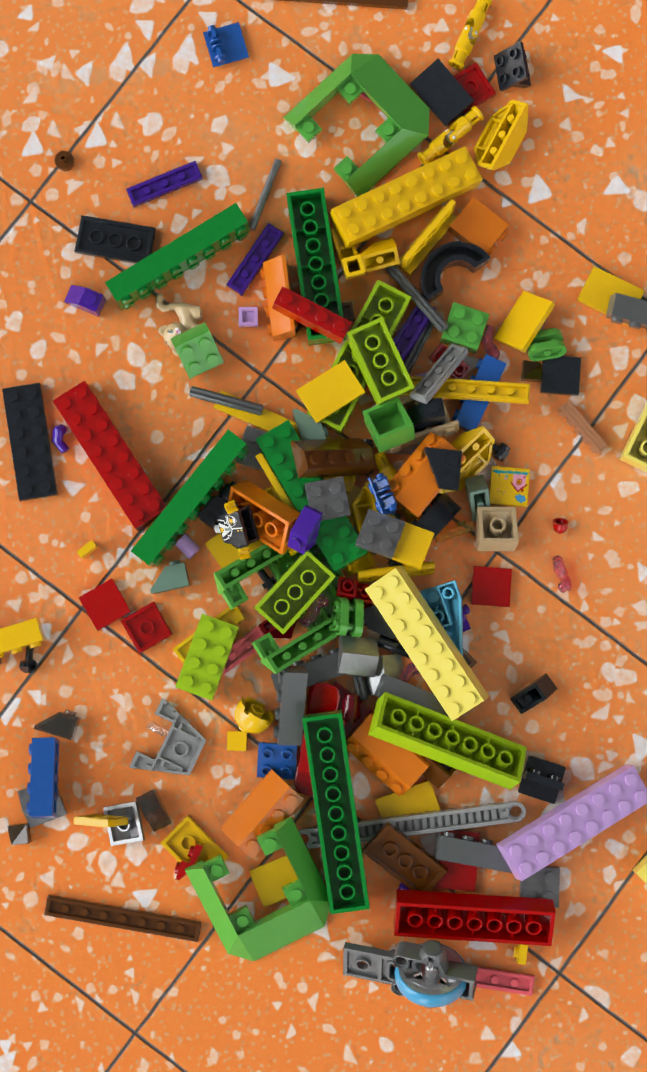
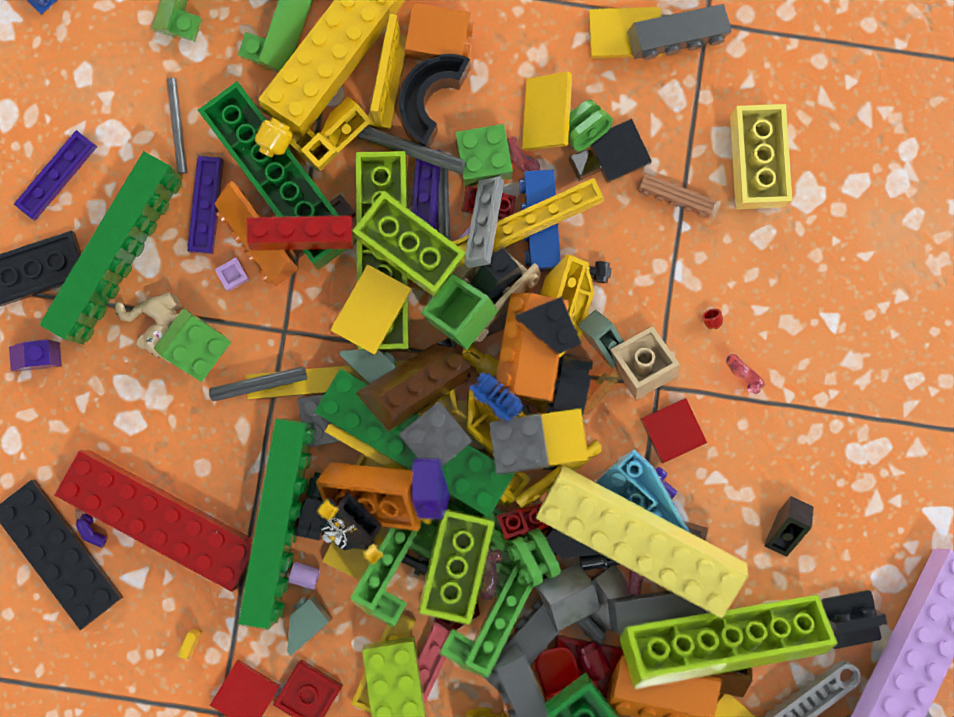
camera: 30 degrees left, 0 degrees up
(327, 240) = (273, 137): none -> yellow head
(509, 486) = (631, 306): yellow tile -> none

